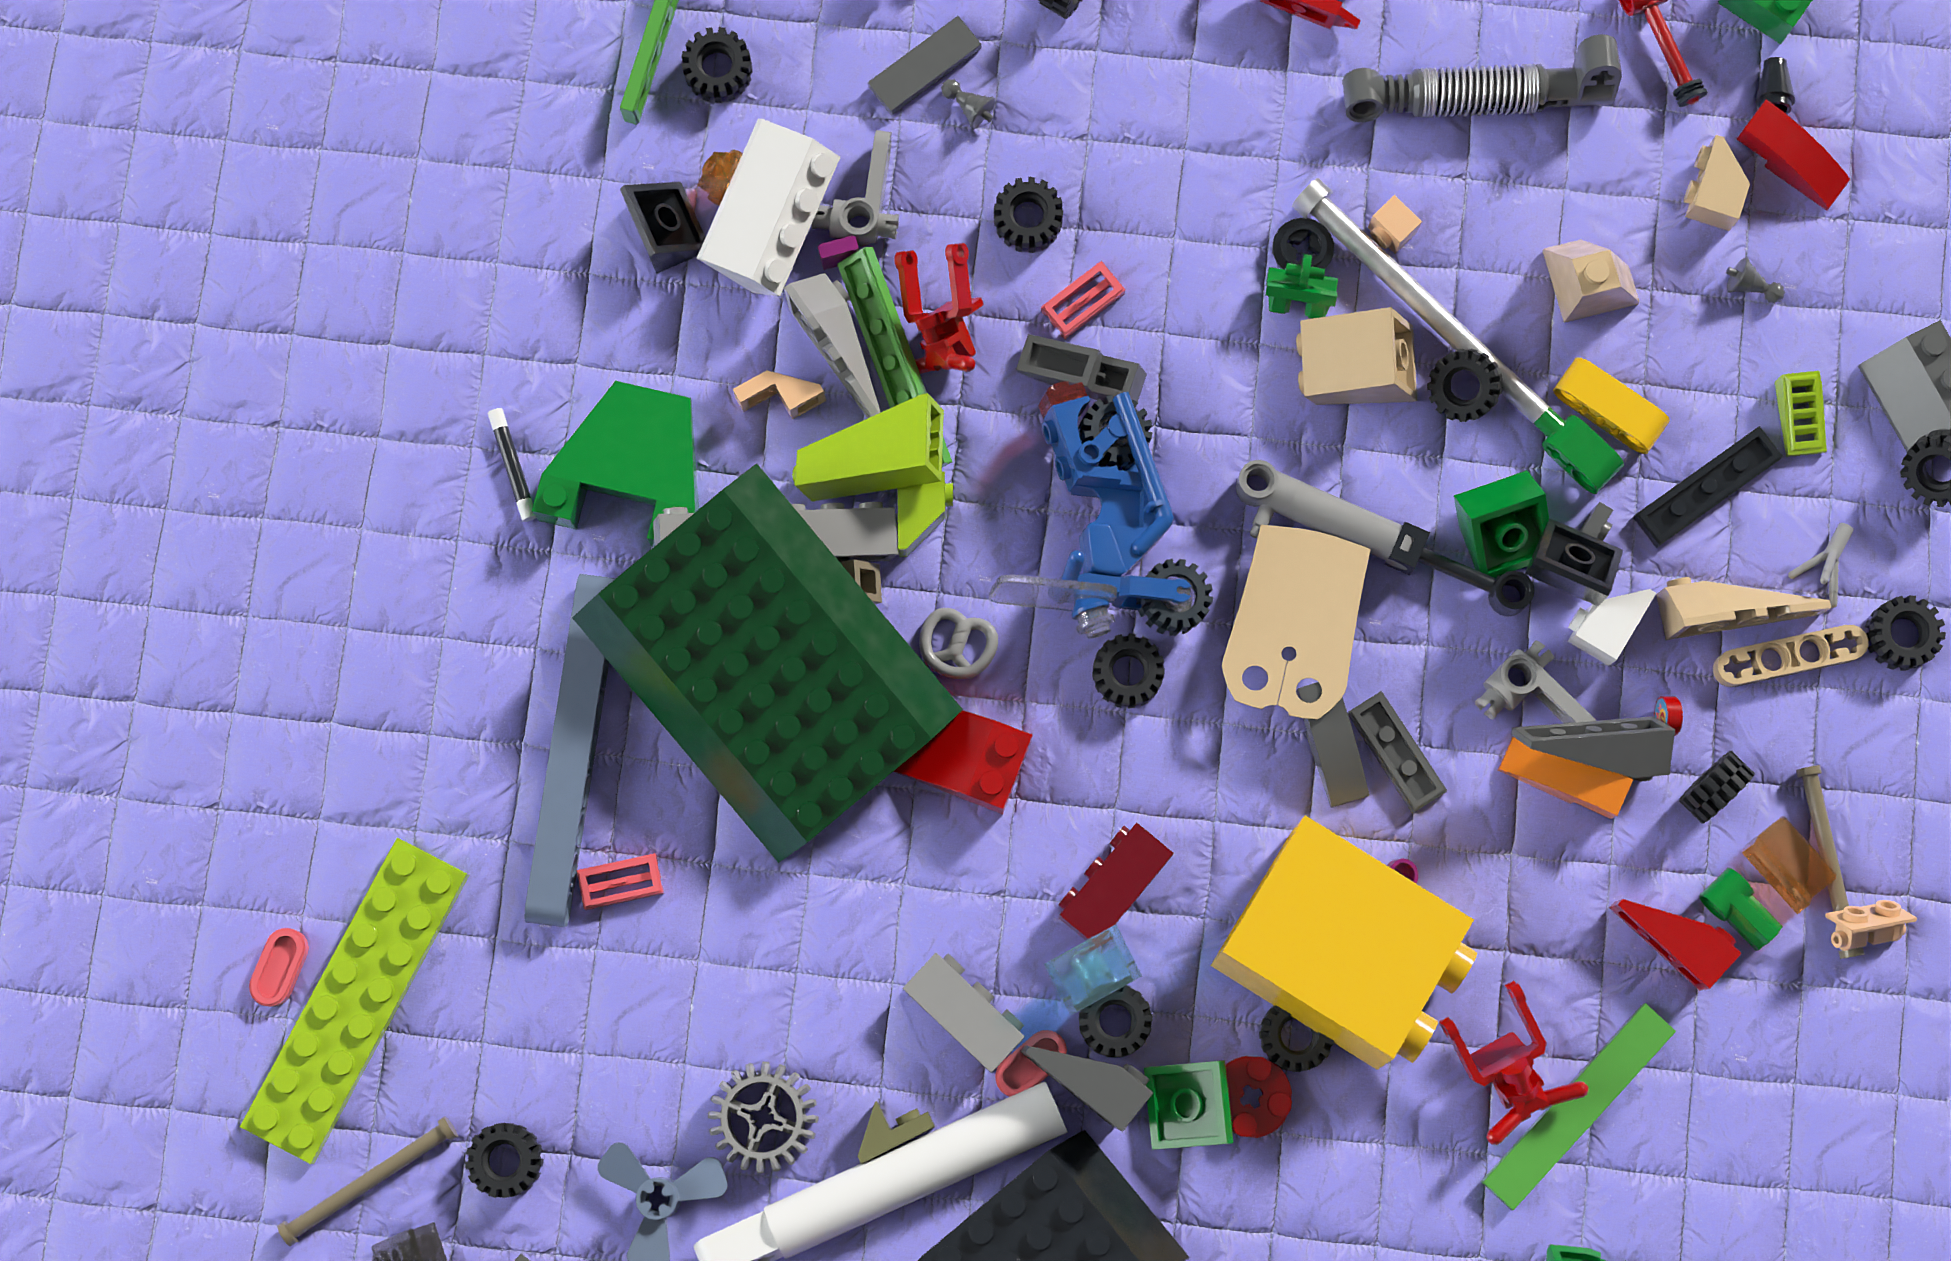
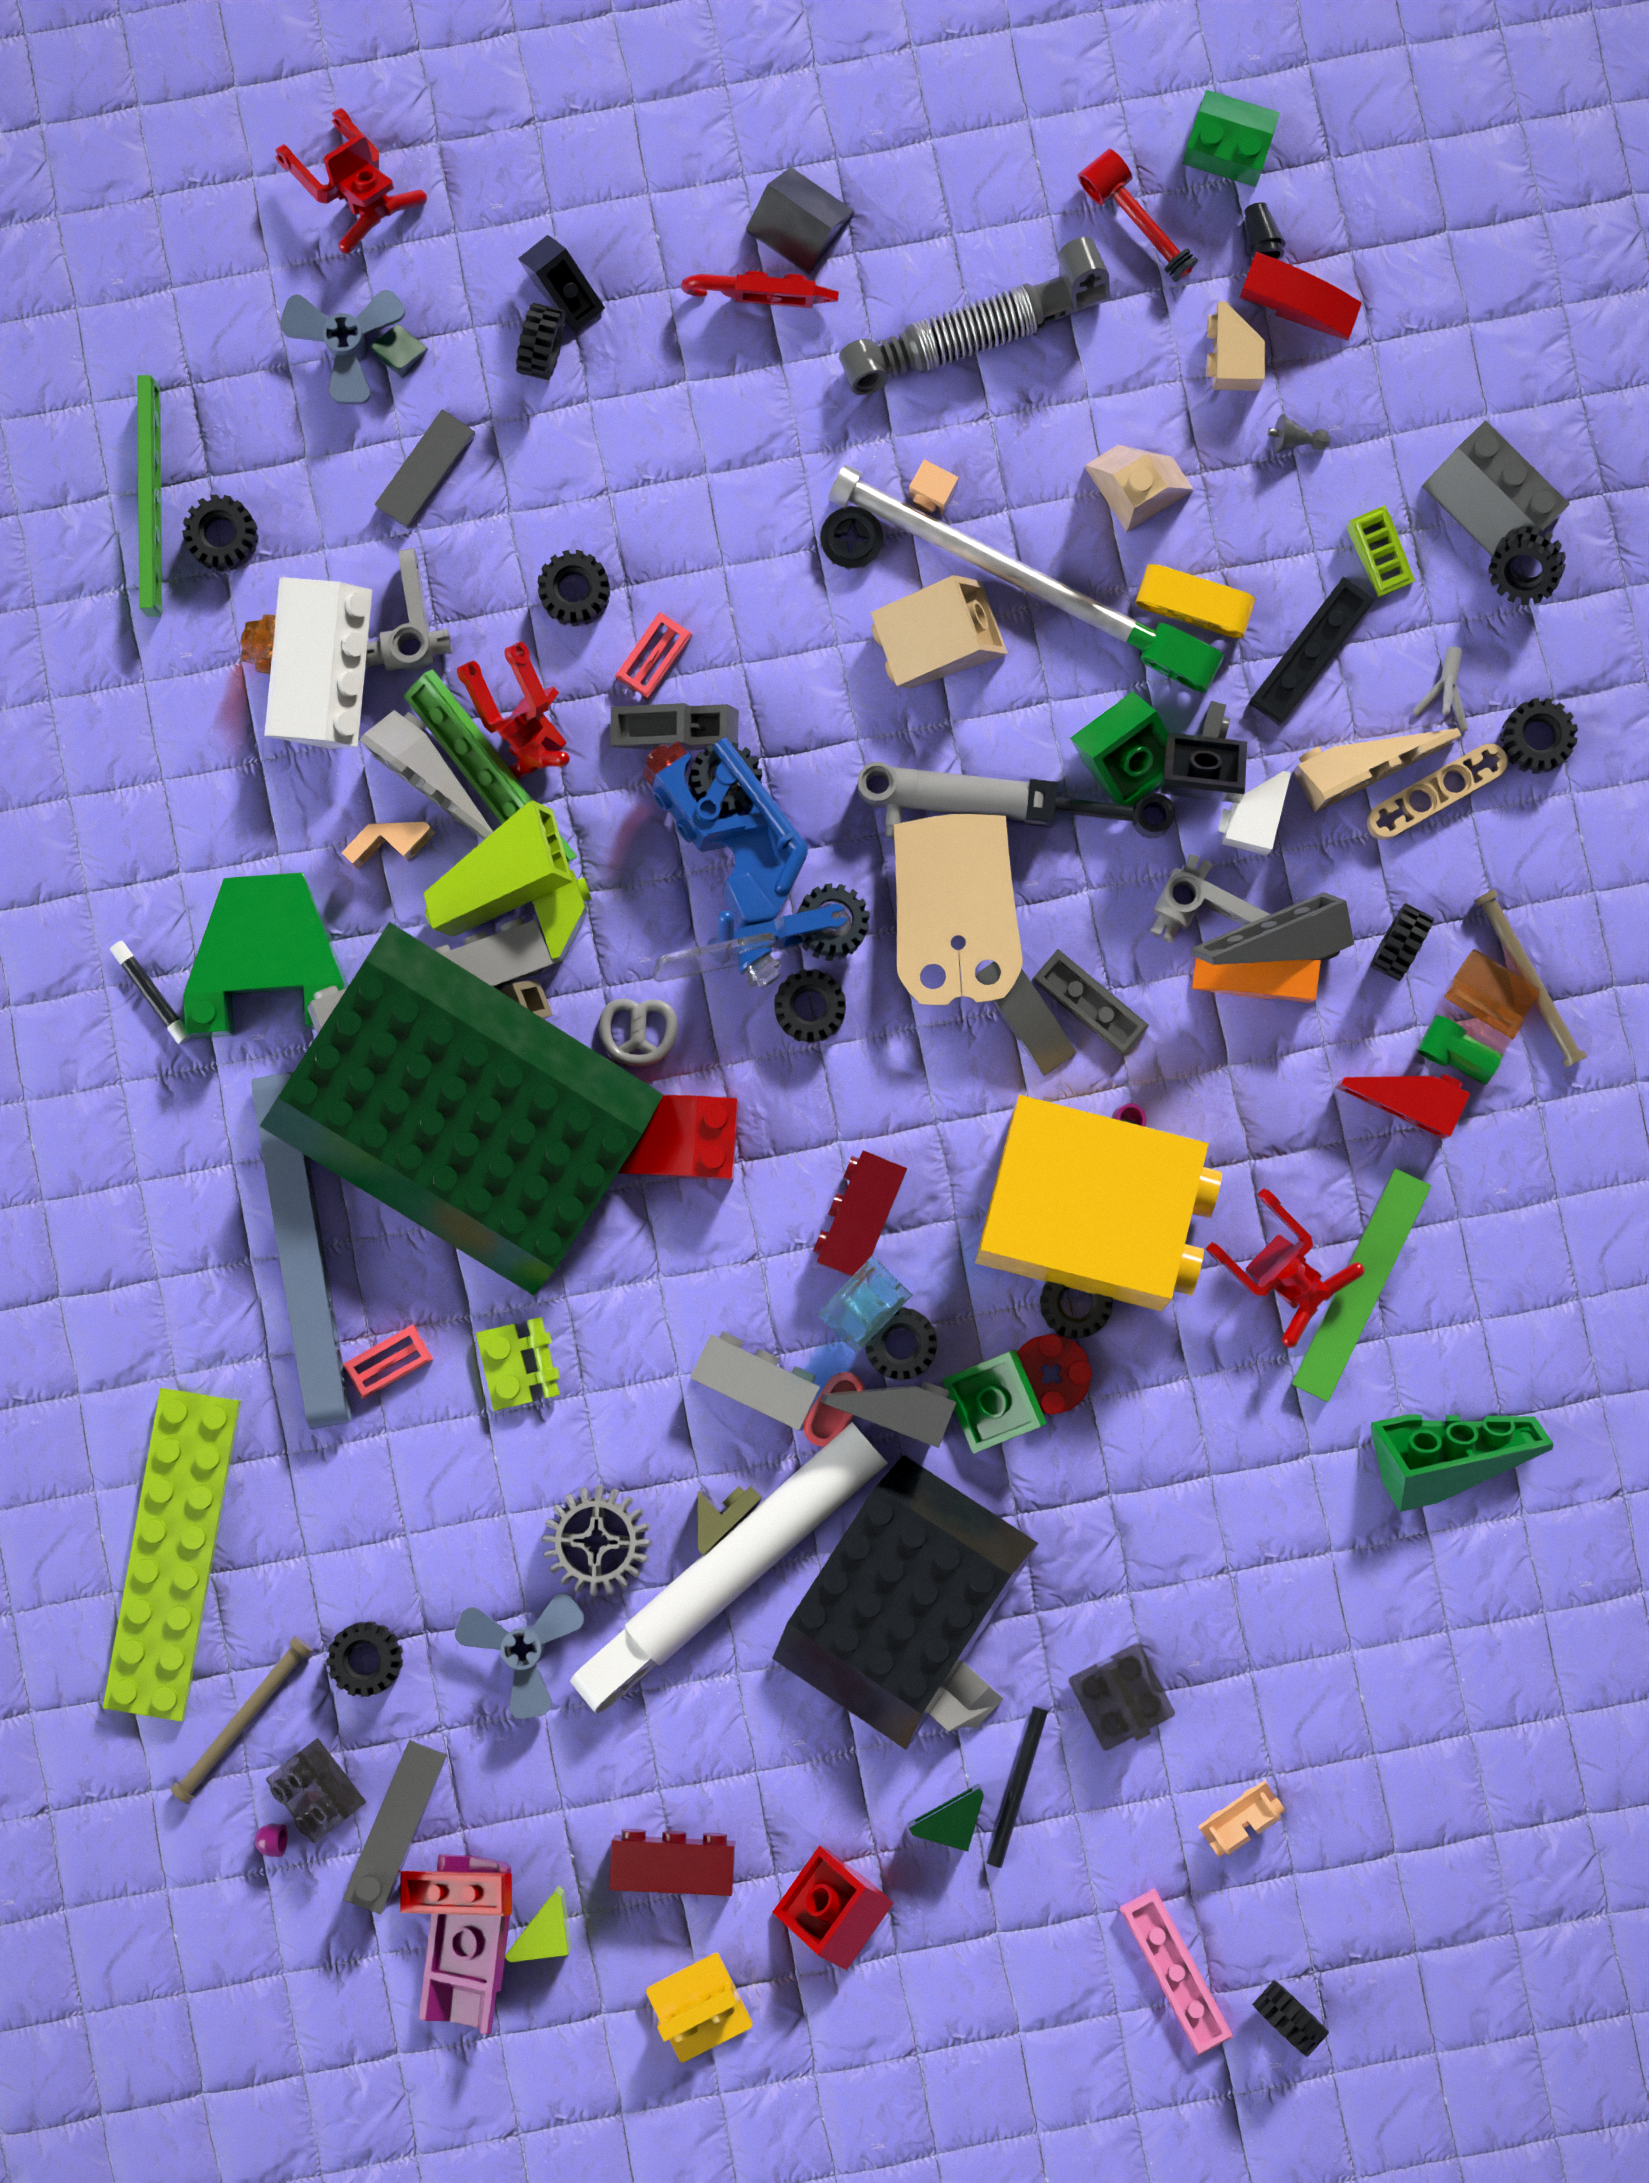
camera: 15 degrees left, 5 degrees up
(278, 967) = (88, 1546): coral tile -> none
(664, 222) = (221, 707): black slope -> none
(730, 921) = (506, 1368): none -> lime plate
(836, 251) = (399, 683): magenta tile -> none
(974, 106) = (486, 495): dark grey piece -> none
(1301, 284) = (862, 576): green hips -> none
(1441, 385) = (1044, 649): black tyre -> none
(1669, 710) = (1337, 884): red tile -> none
(1882, 921) = (1594, 1019): light nougat hinge -> none

